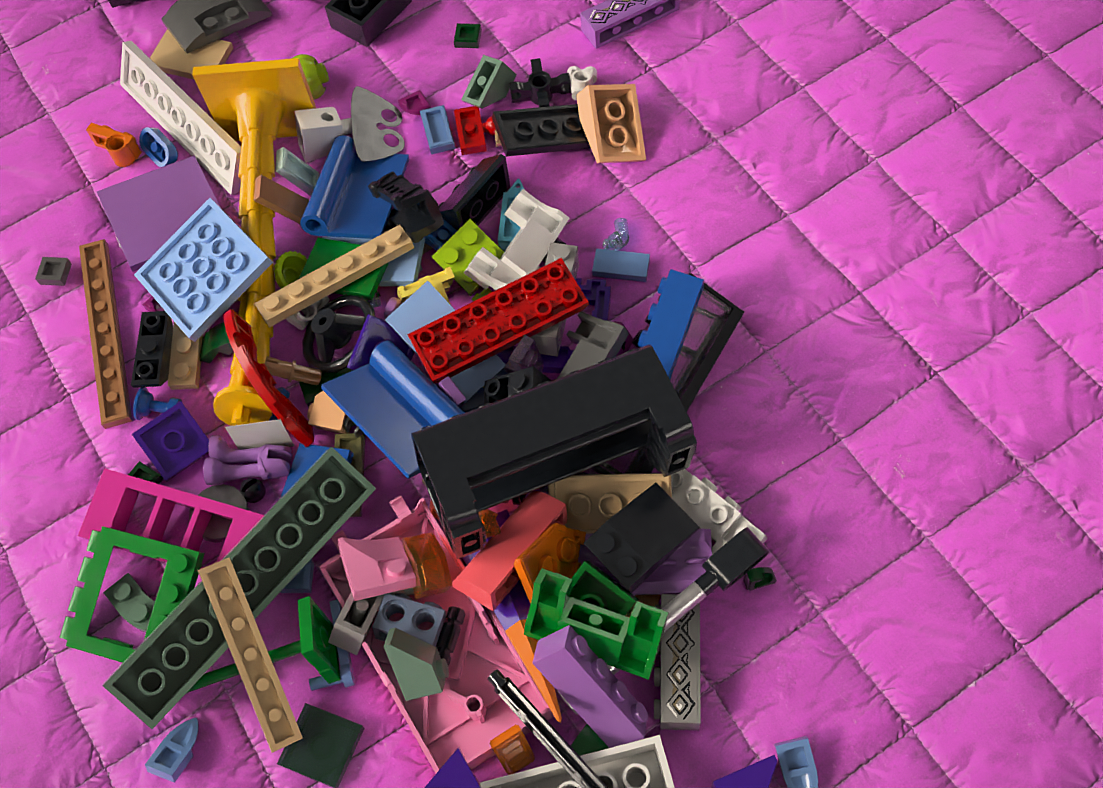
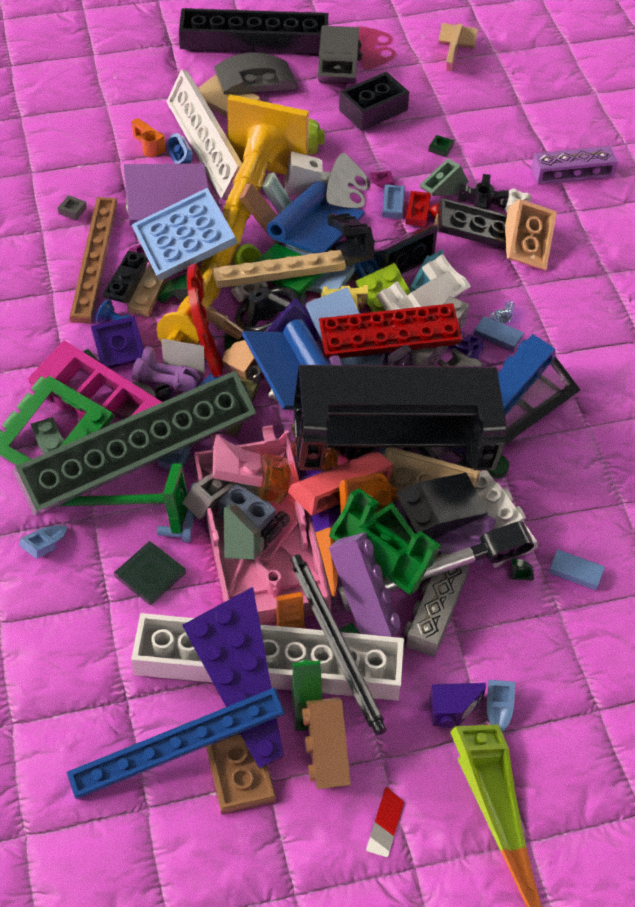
camera: 10 degrees right, 10 degrees down
(250, 654) = (124, 487): tan plate -> none
(821, 550) = (576, 569): none -> medium blue tile

